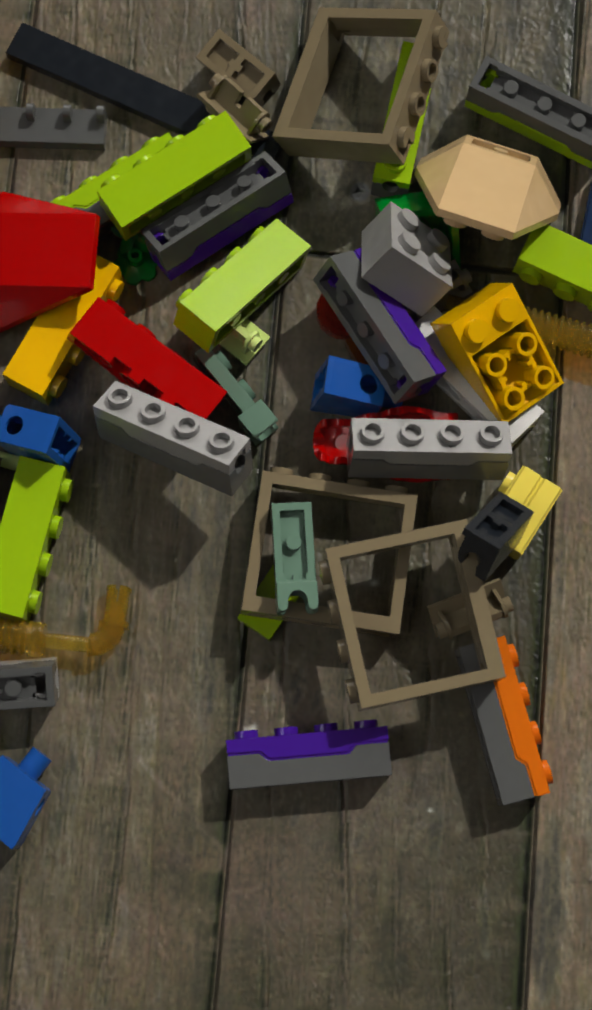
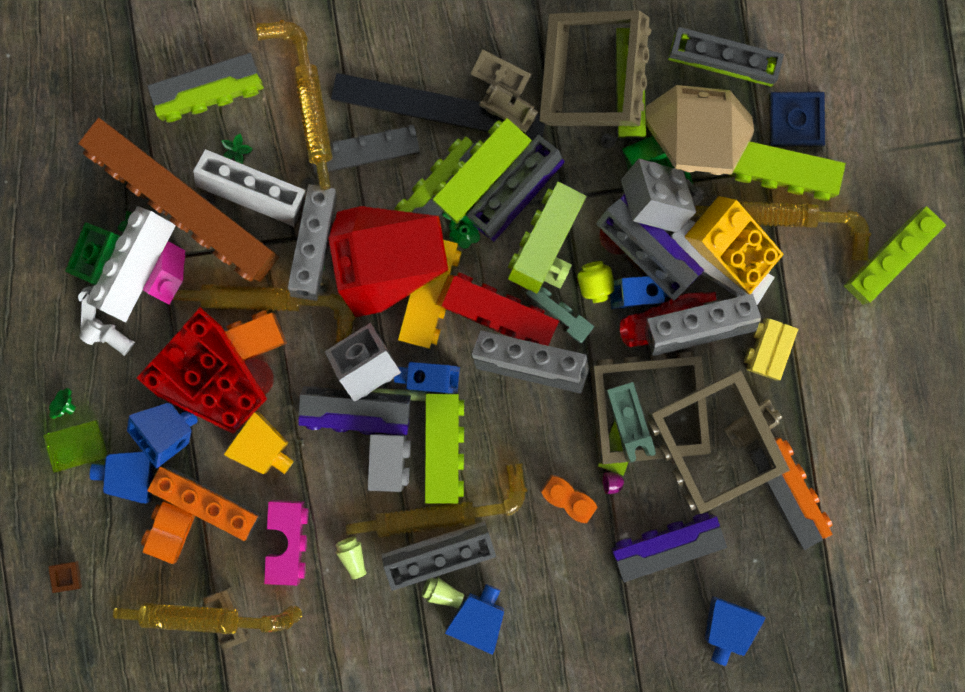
camera: 15 degrees left, 10 degrees up
(188, 658) = (562, 495): none -> orange brick
(252, 646) = (612, 482): none -> magenta hinge
(296, 364) = (596, 281): none -> neon yellow head
(370, 900) = (731, 629): none -> blue torso
(494, 533) = (761, 375): black hinge -> none

